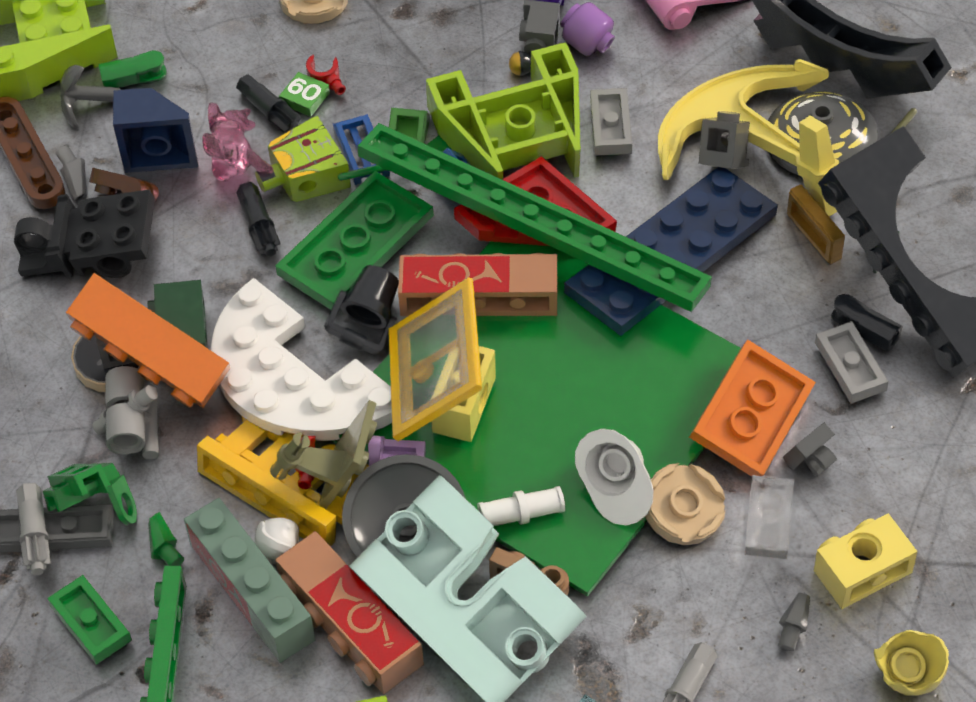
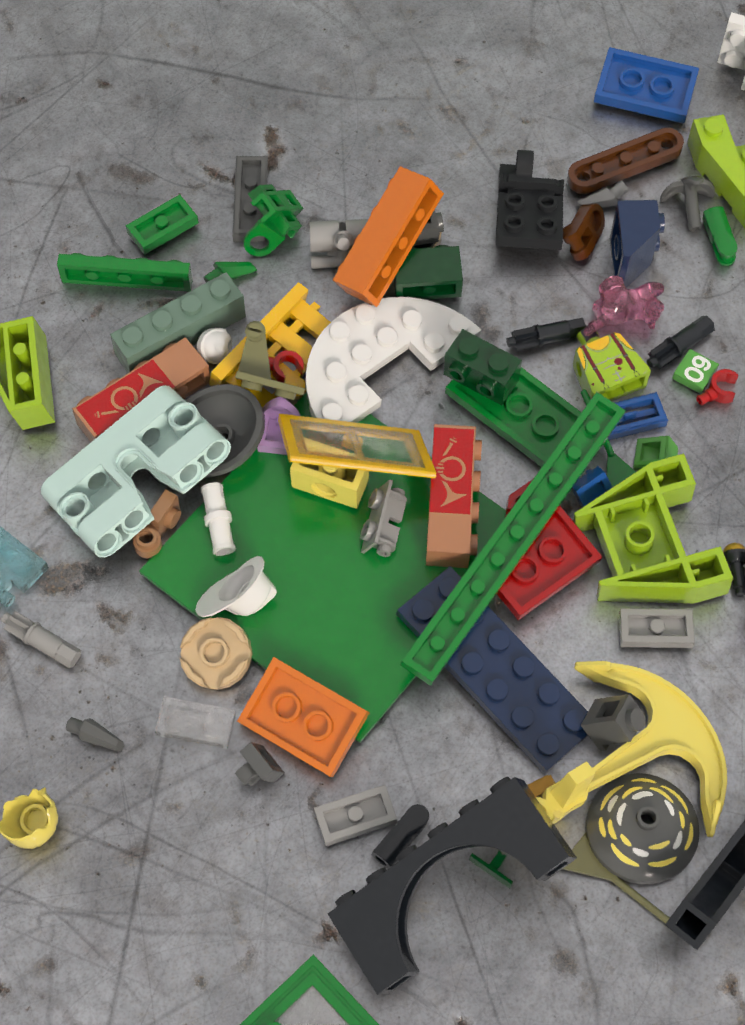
camera: 90 degrees right, 10 degrees up
(33, 529) = (238, 180): light grey piece -> none
(319, 256) = (482, 367): none -> dark green brick
(368, 304) = (439, 409): black piece -> none
(517, 351) = (377, 530): none -> light grey hinge
(853, 579) = (145, 816): light yellow brick -> none

